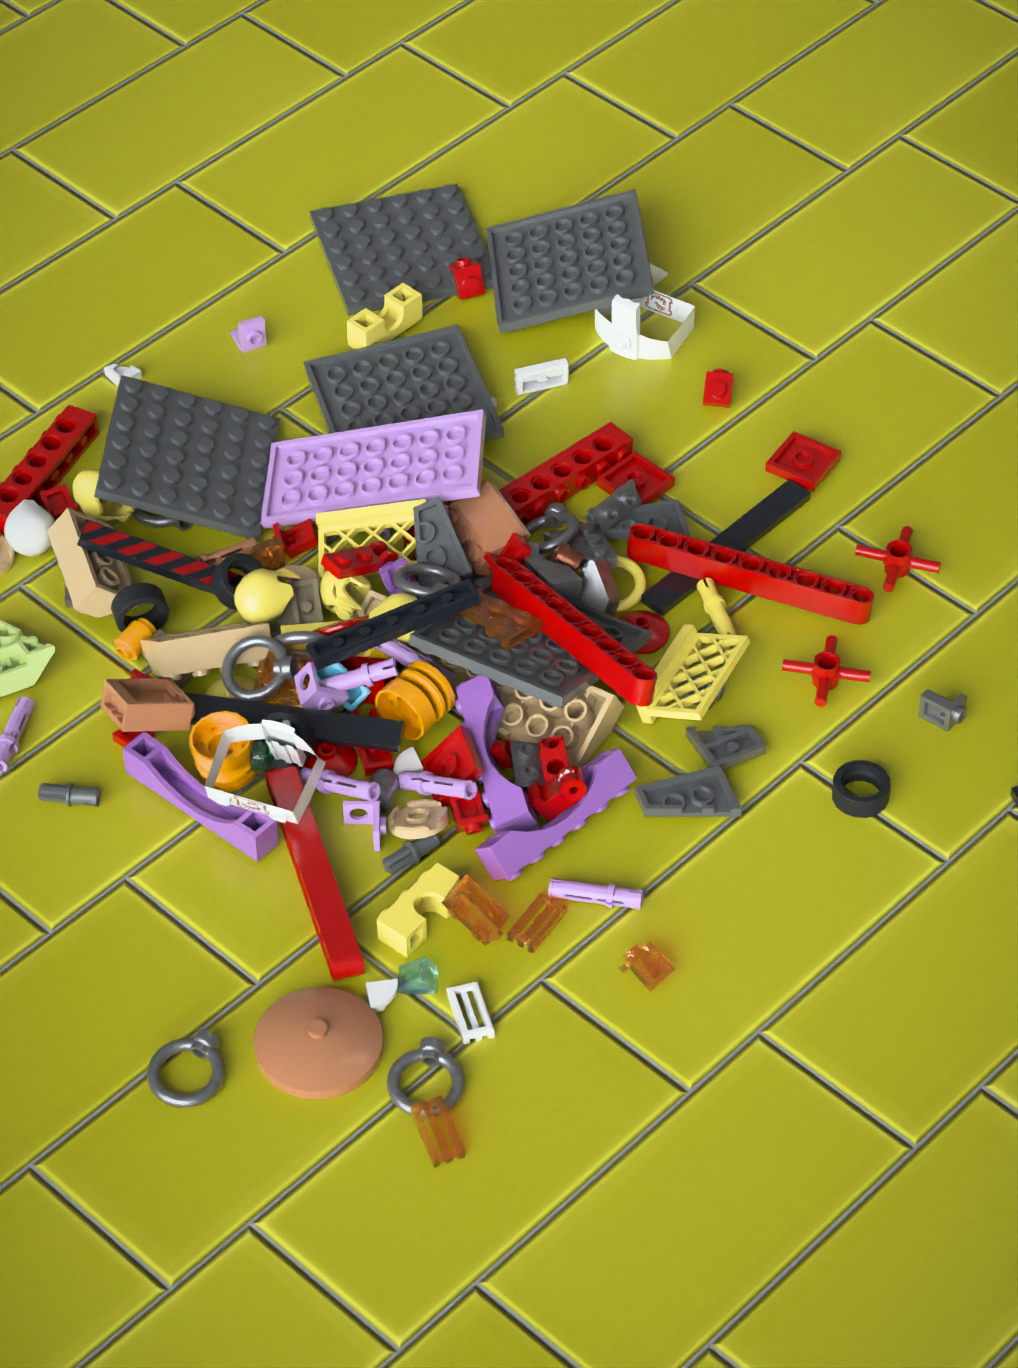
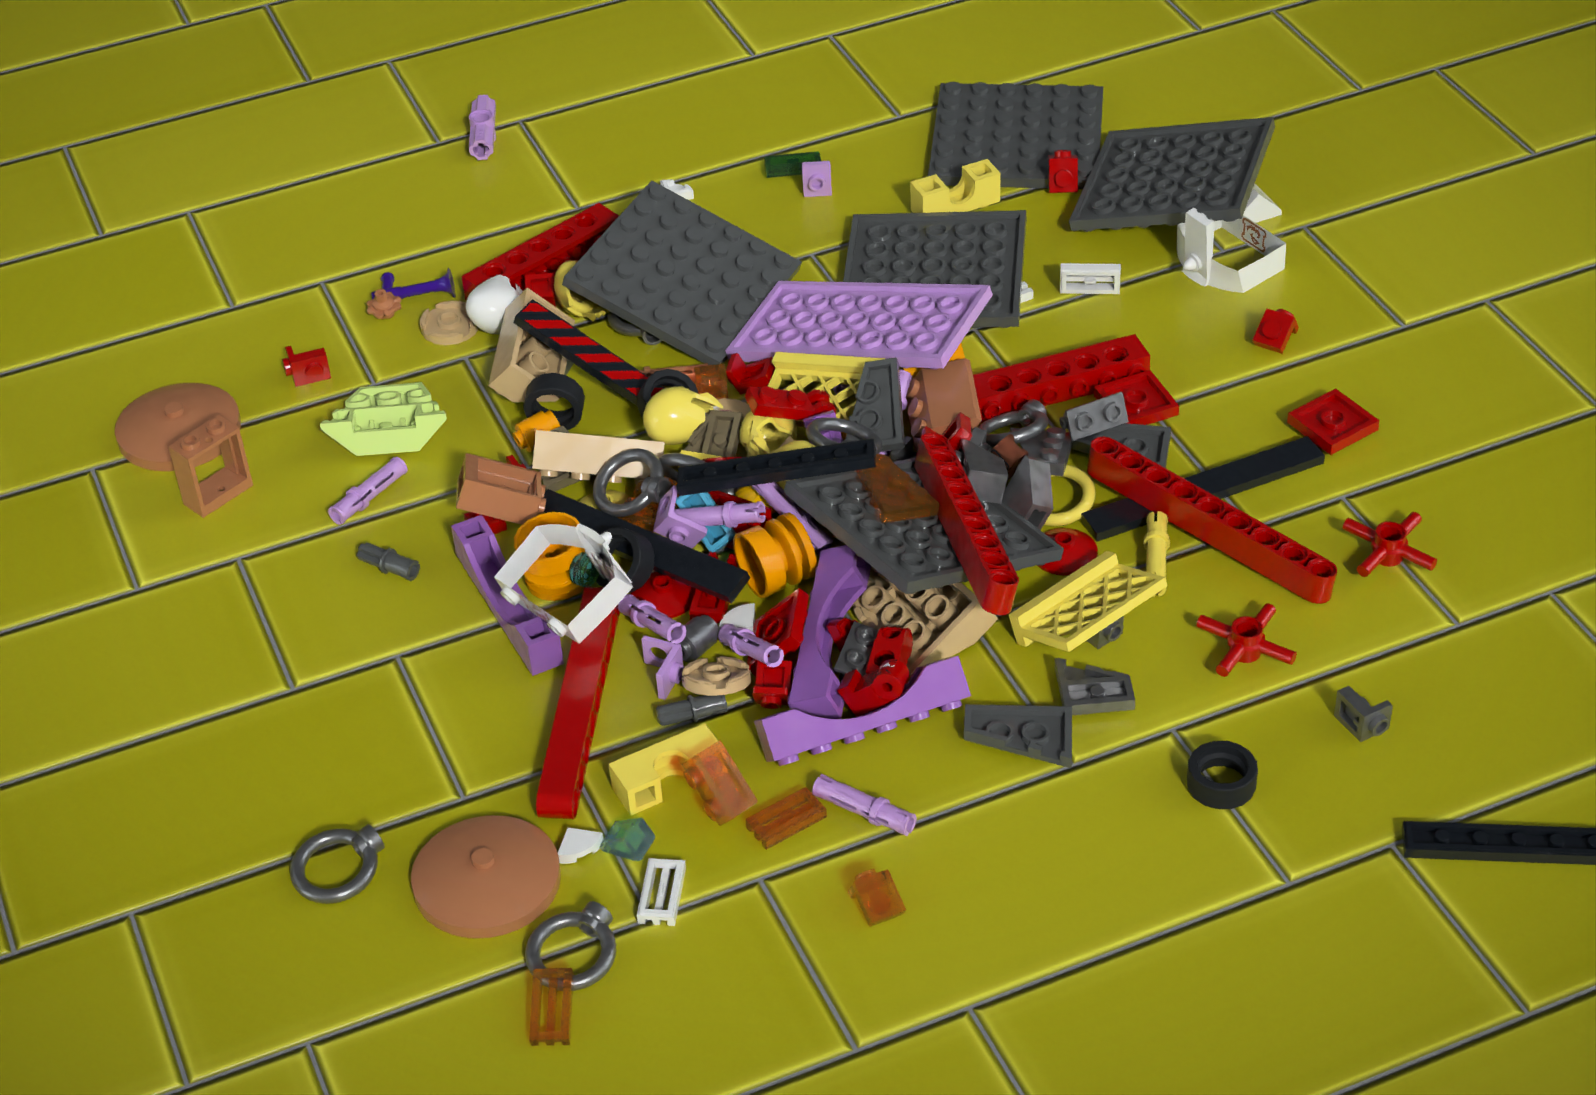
camera: 25 degrees right, 5 degrees down
(216, 323) = (788, 163): none -> clear green tile

